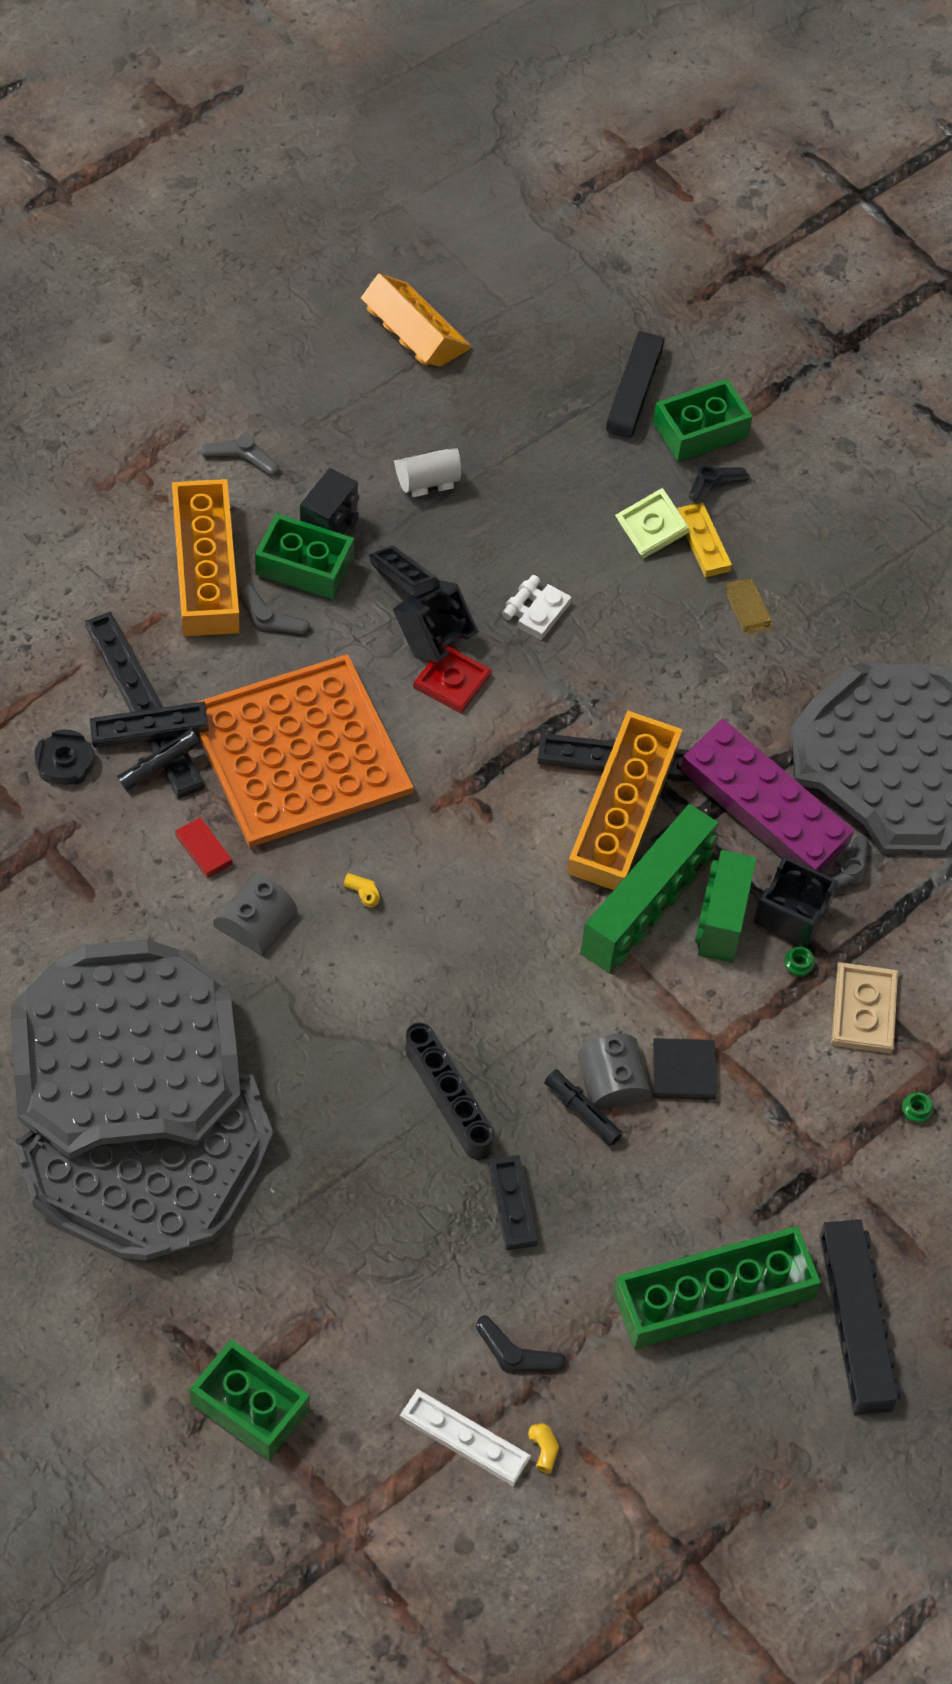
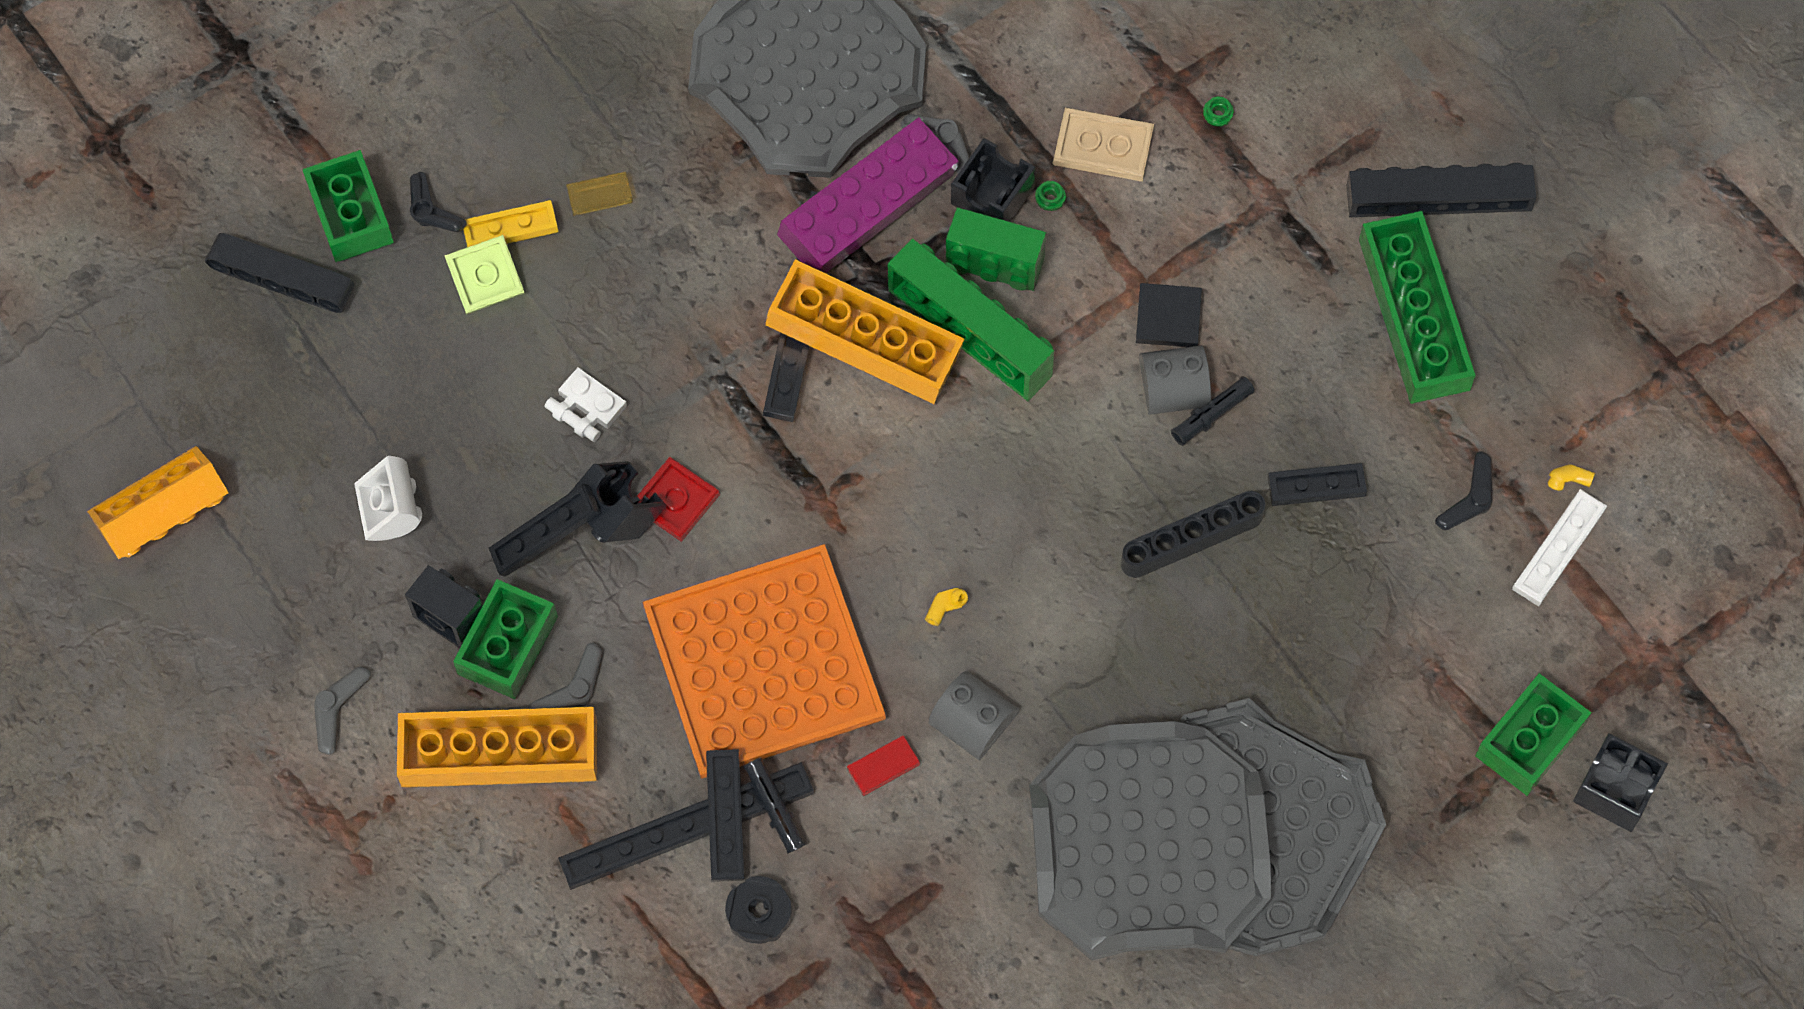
camera: 80 degrees left, 10 degrees up
(197, 1481) = (1620, 782): none -> black piece

